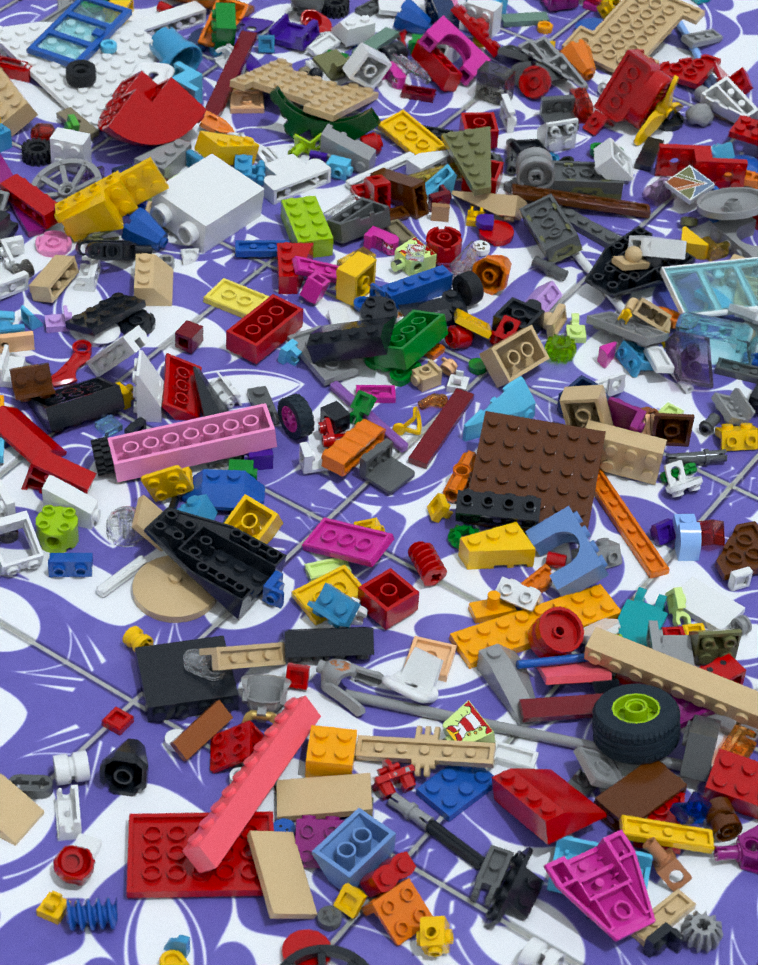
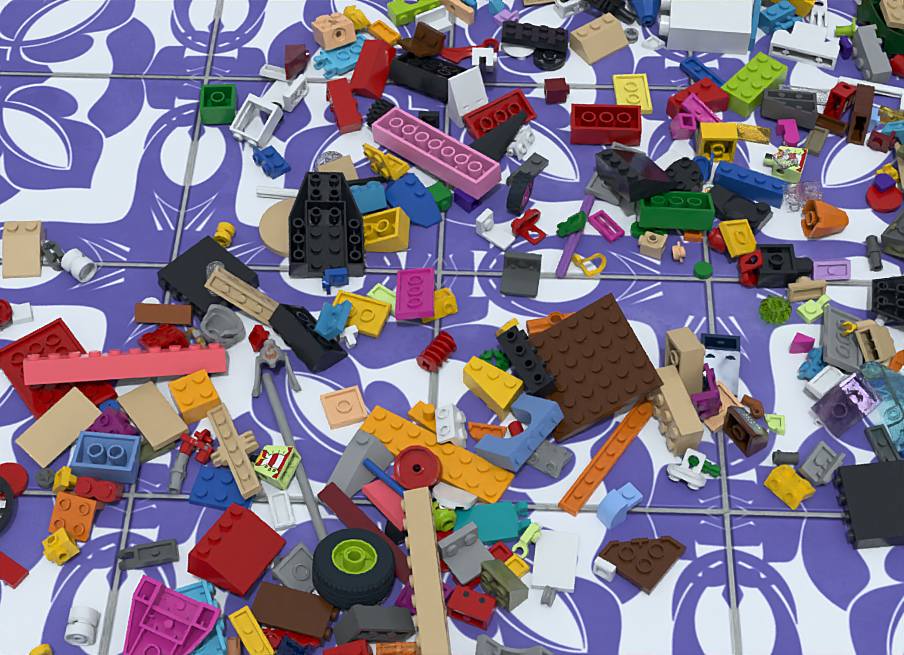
camera: 60 degrees right, 10 degrees up
(57, 528) = (293, 134): lime brick -> none
(58, 493) = (319, 125): white slope -> none
(68, 814) = (42, 289): white hinge -> none
(108, 425) = (425, 103): clear light blue tile -> none
(117, 721) = (146, 267): red tile -> none
(125, 768) = (100, 291): black cone -> none
(289, 353) = (593, 149): medium azure tile -> none
(338, 416) = (550, 216): black brick -> none
(340, 167) = (849, 63): medium azure brick -> none
(349, 449) = (529, 241): orange brick -> none
(388, 598) = (375, 347): red brick -> none
(420, 670) = (317, 405): white piece -> none
(434, 399) = (632, 263): clear orange arm -> none
(440, 212) = (865, 150): medium nougat tile -> none
(441, 428) = (605, 284): dark red tile -> none
(445, 243) = (823, 168): red brick -> none
(455, 844) = (165, 515): black axle -> none
(457, 381) = (667, 268): white tile -> none
(469, 287) = (781, 213): black tyre -> none
(482, 248) = (852, 198): white tile -> none
(514, 356) = (723, 283): tan brick -> none
(514, 401) = (655, 311): medium azure wedge -> none
(517, 892) = (131, 576): black bracket -> none
(613, 384) = (762, 365): white bracket -> none
(663, 531) = (610, 483): dark purple tile -> none
(698, 457) = (738, 474): dark grey pin -> none
(712, 532) = (642, 521): clear red panel -> none

